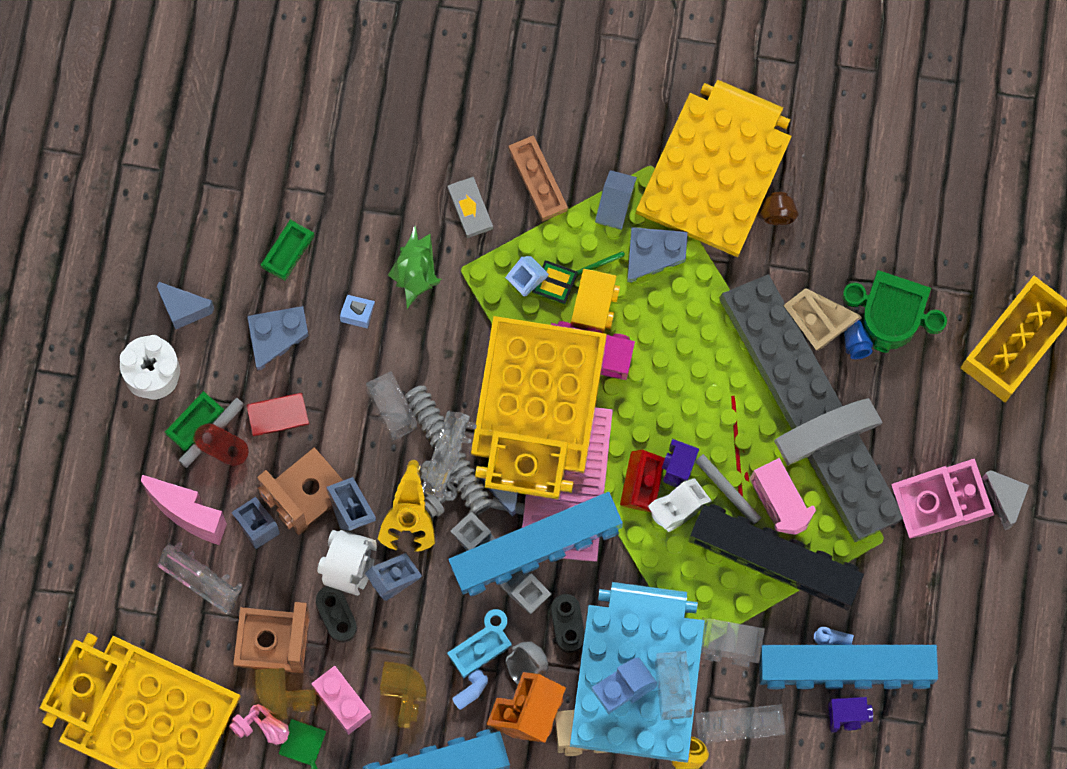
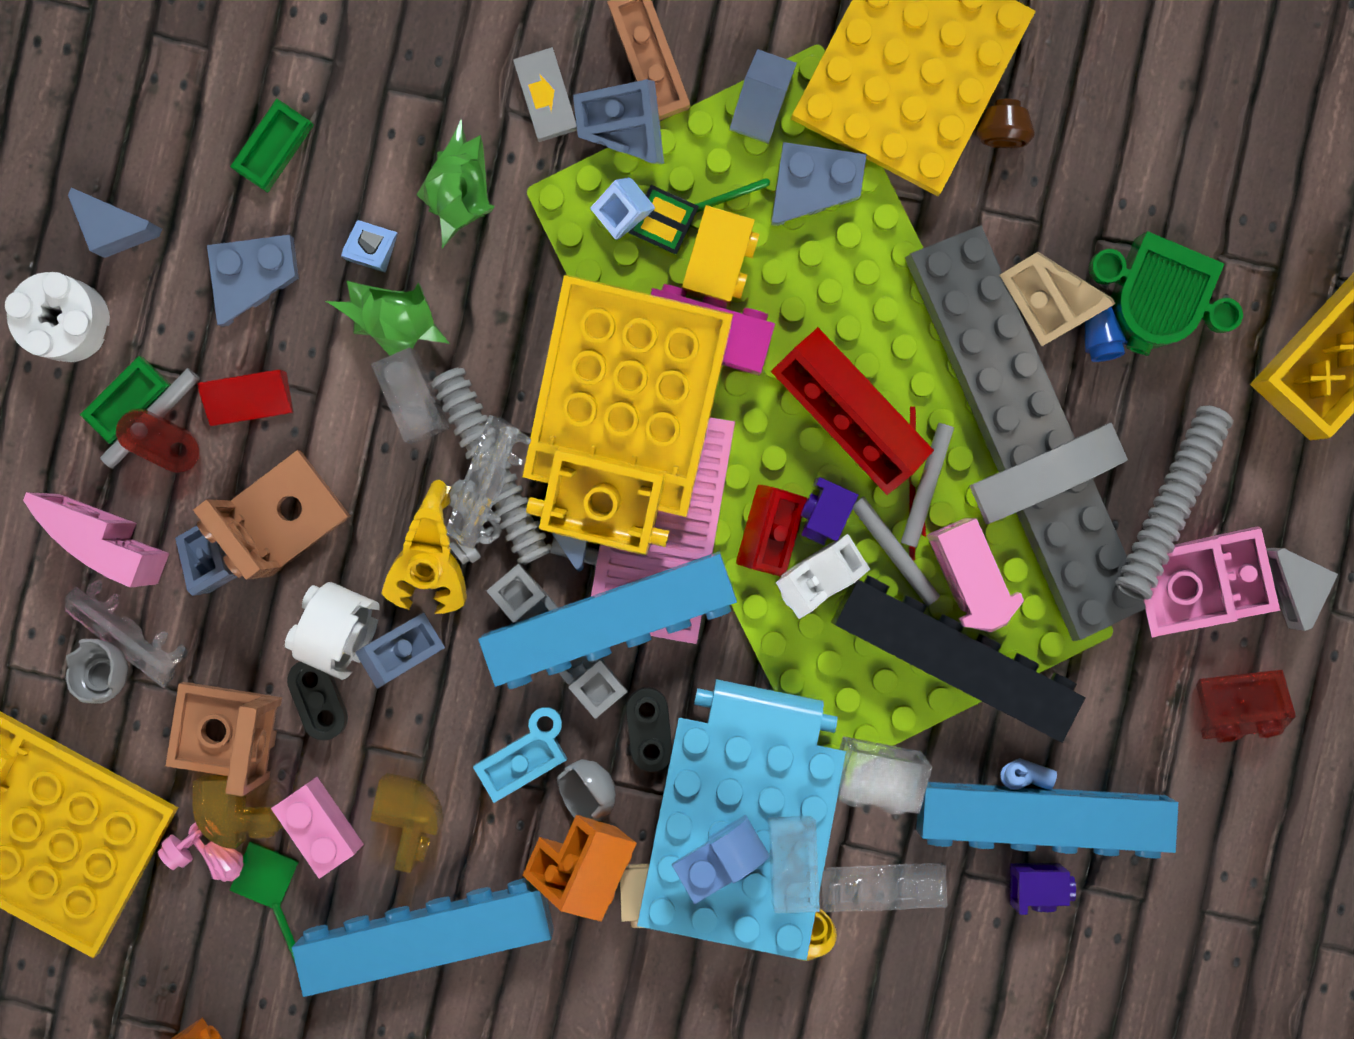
camera: 10 degrees right, 15 degrees up
(182, 601) = (96, 671): none -> light grey hair
(349, 505) = (342, 544): sand blue slope -> none
(374, 355) = (390, 316): none -> bright green hair
(472, 692) = (508, 821): light blue arm -> none
(523, 219) = (622, 119): none -> sand blue wing
(691, 395) = (852, 411): none -> red brick
(746, 445) = (927, 485): none -> light grey bar
(914, 445) = (1173, 505): none -> light grey piece
(978, 582) = (1245, 705): none -> clear red bracket

